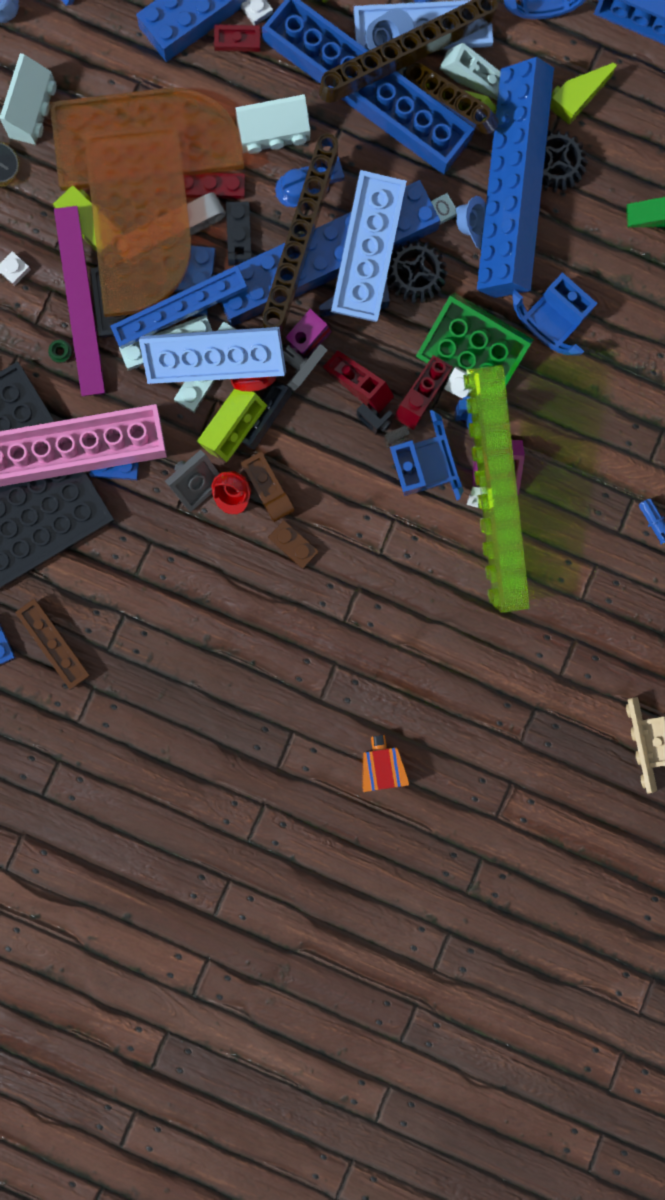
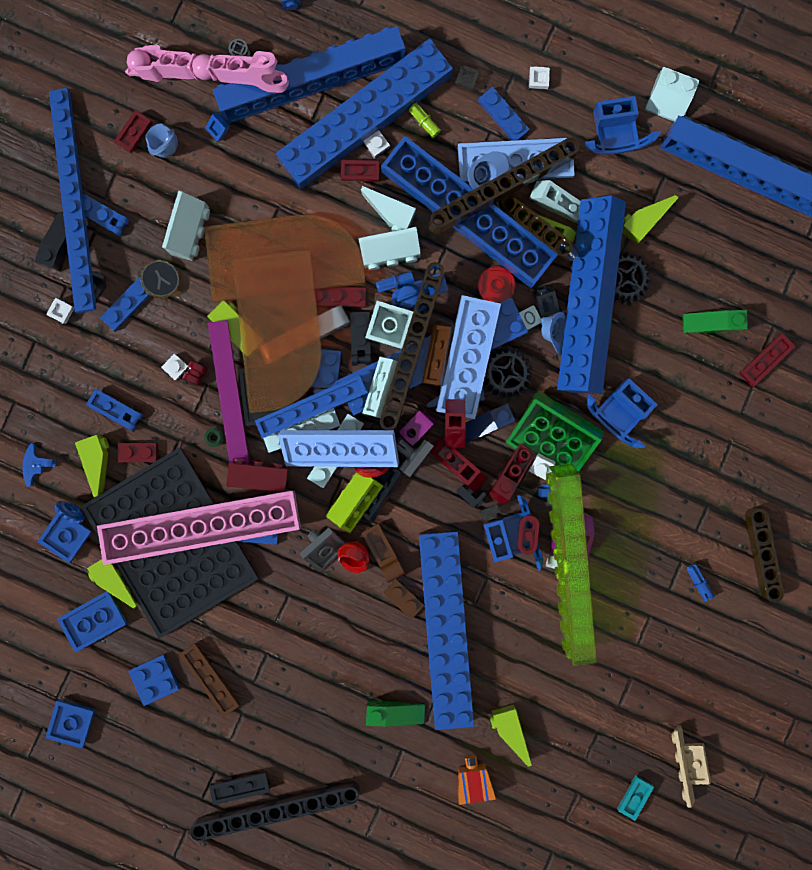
camera: 10 degrees right, 5 degrees up
(37, 273) = (194, 373): none -> dark red wheel
(89, 778) = (239, 787): none -> black plate
(111, 392) = (256, 475): none -> dark red brick
(122, 805) = (268, 817): none -> black beam
(262, 281) = (380, 387): none -> light aqua plate
(271, 80) = (393, 212): none -> light aqua slope
(272, 211) = (389, 324): none -> light aqua slope
(279, 167) = (394, 282): none -> blue axle
(283, 683) = (394, 713): none -> green slope
(332, 243) = (438, 355): none -> reddish brown plate
(345, 578) = (446, 630): none -> blue brick
(353, 325) = (455, 423): none -> dark red slope
(390, 332) = (488, 422): none -> dark blue slope
(403, 165) = (496, 284): none -> red tile
(426, 702) = (509, 729): none -> lime slope
(444, 461) = (528, 535): none -> dark red plate
(461, 187) = (546, 300): none -> black bracket
(583, 785) = (635, 798): none -> teal plate

